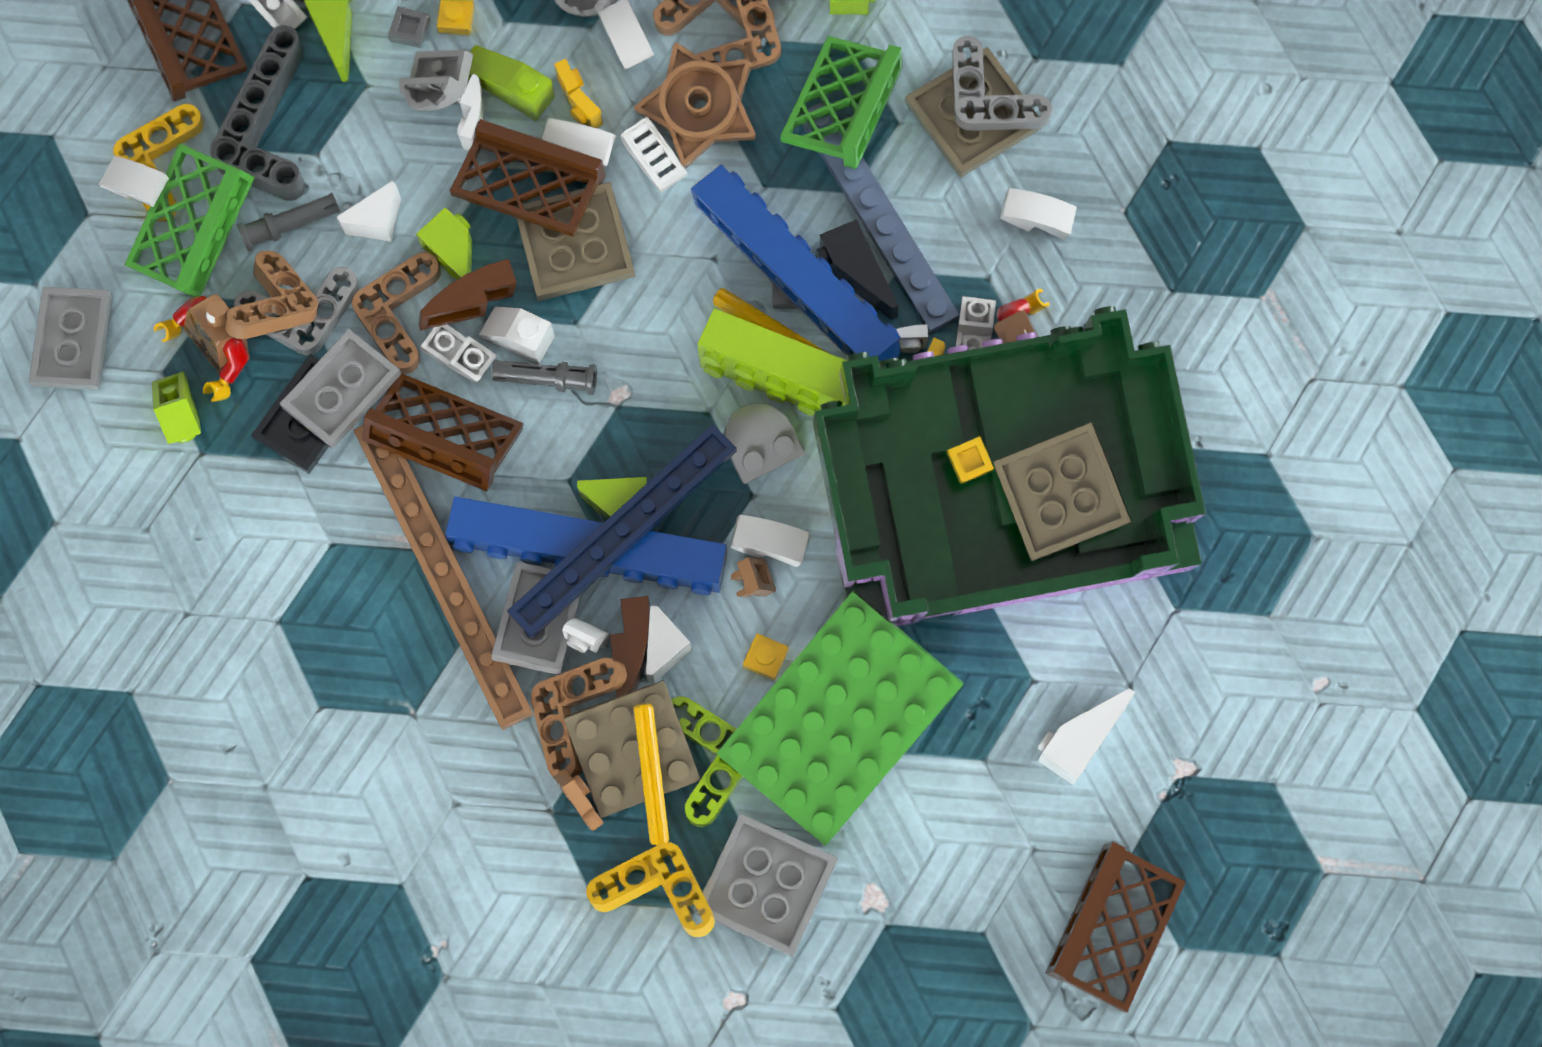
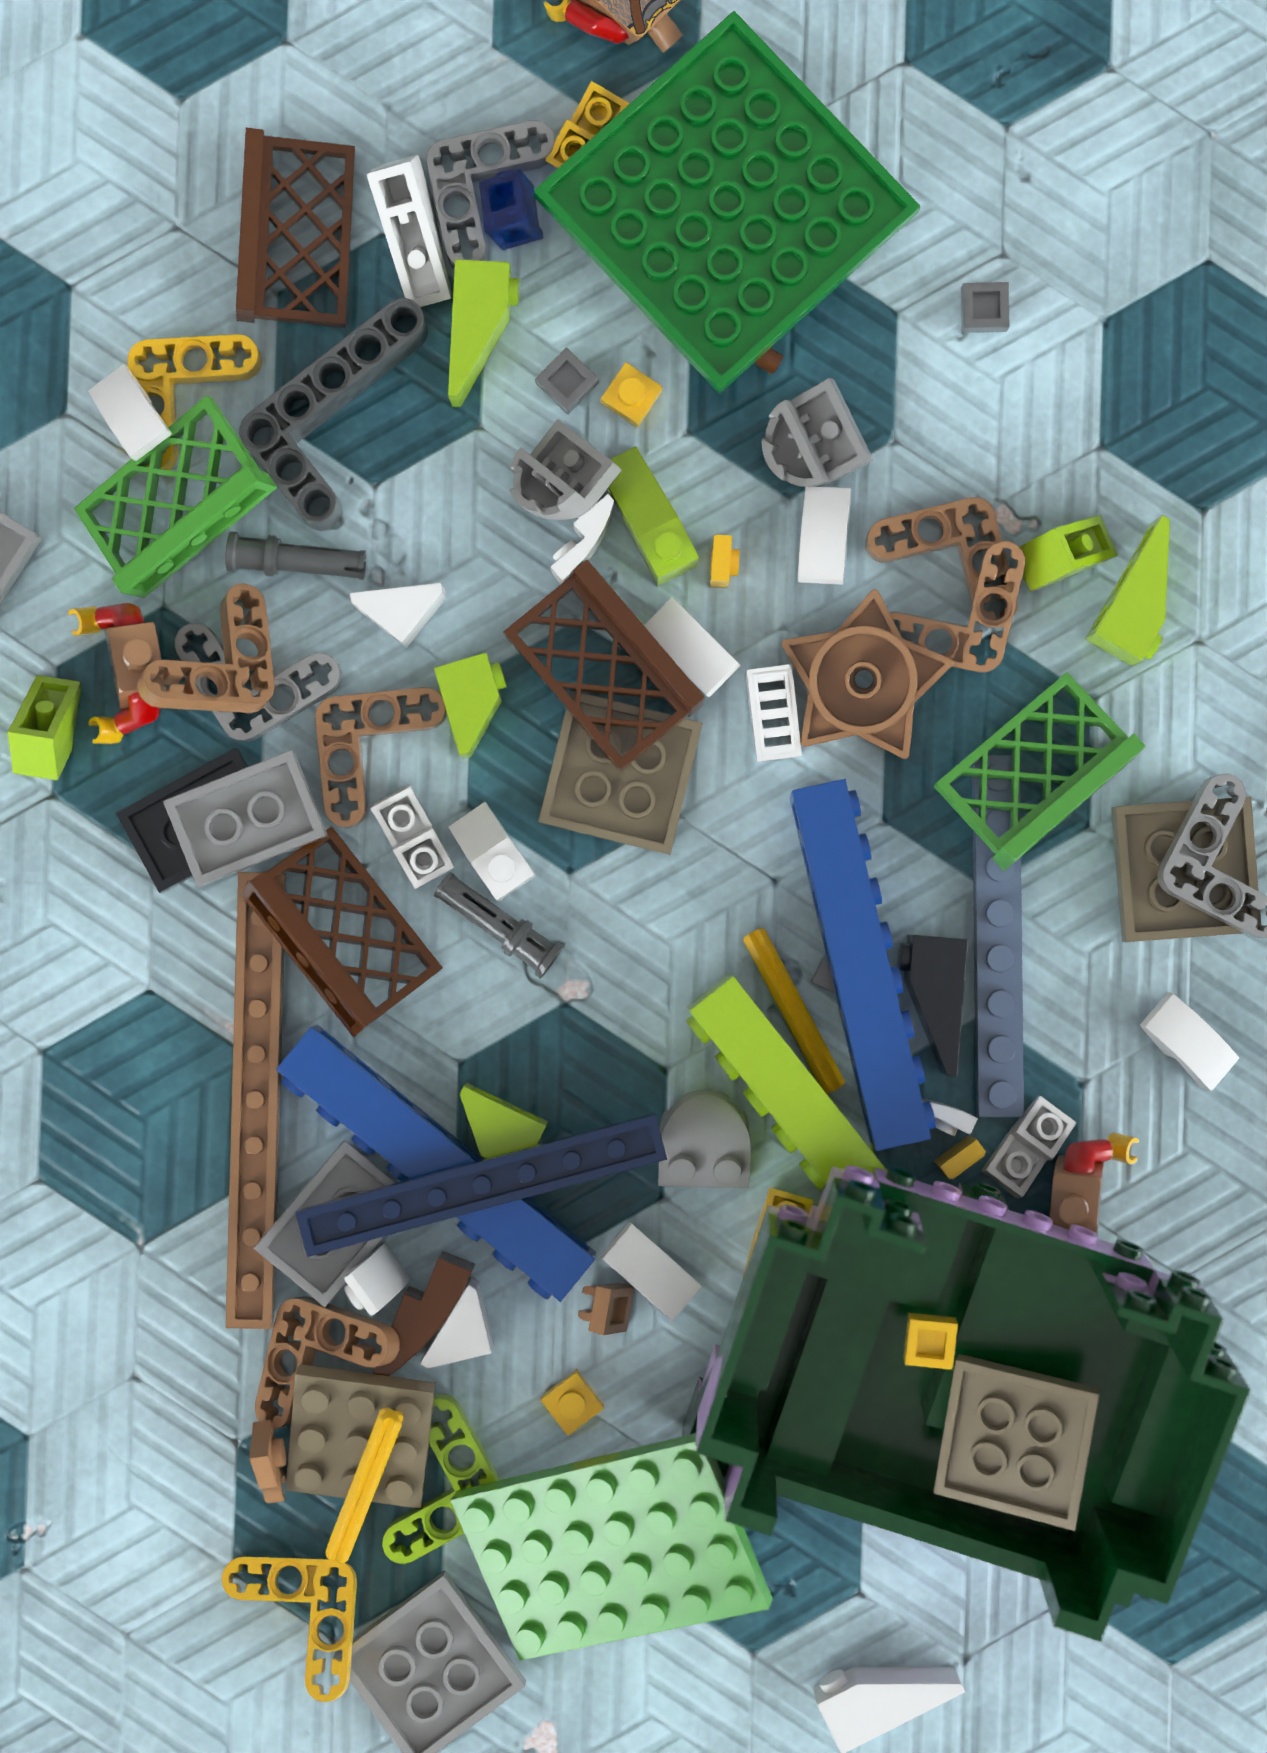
camera: 15 degrees right, 15 degrees up
(469, 295) = (459, 779): reddish brown slope -> none
(584, 110) = (720, 611): yellow plate -> none

